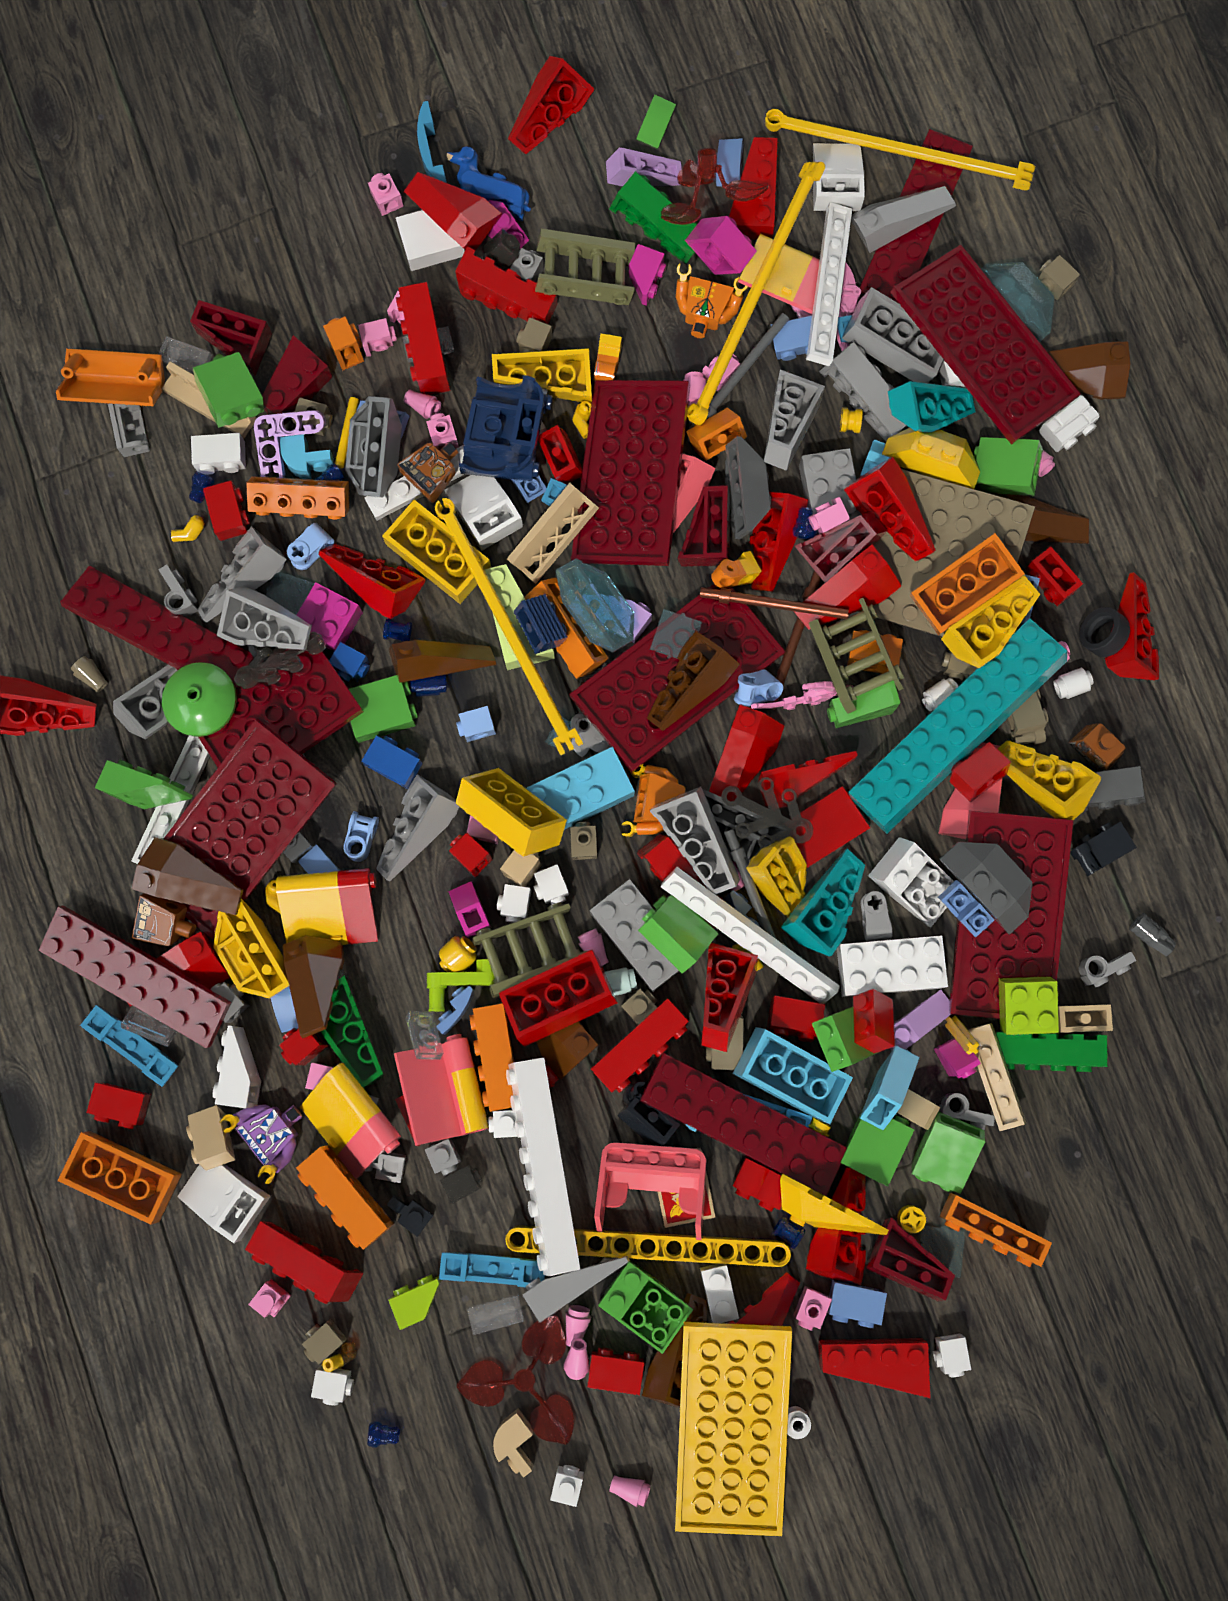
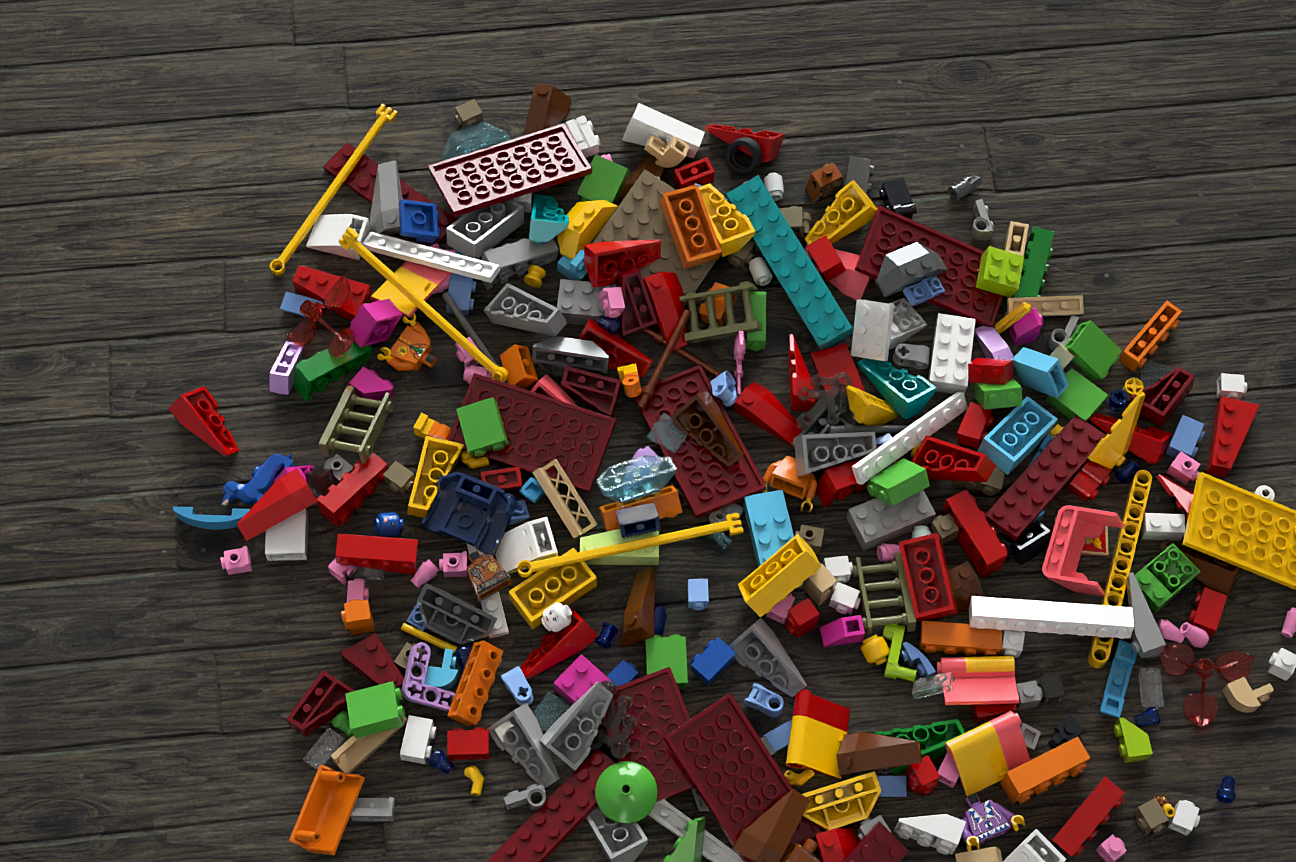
camera: 80 degrees left, 15 degrees down
(396, 563) = (556, 617): none -> white head
(453, 1317) = (1148, 717): none -> clear blue piece
(471, 344) = (388, 525): none -> blue head
(617, 410) = (482, 427): none -> bright green brick
(656, 121) = (249, 347): bright green slope -> none
(878, 255) = (419, 220): none -> blue plate
(890, 854) = (872, 330): none -> white plate
(892, 1208) = (1120, 395): none -> clear blue bush
(1074, 532) = (667, 154): none -> tan brick
(1106, 520) = (649, 121): none -> white wedge

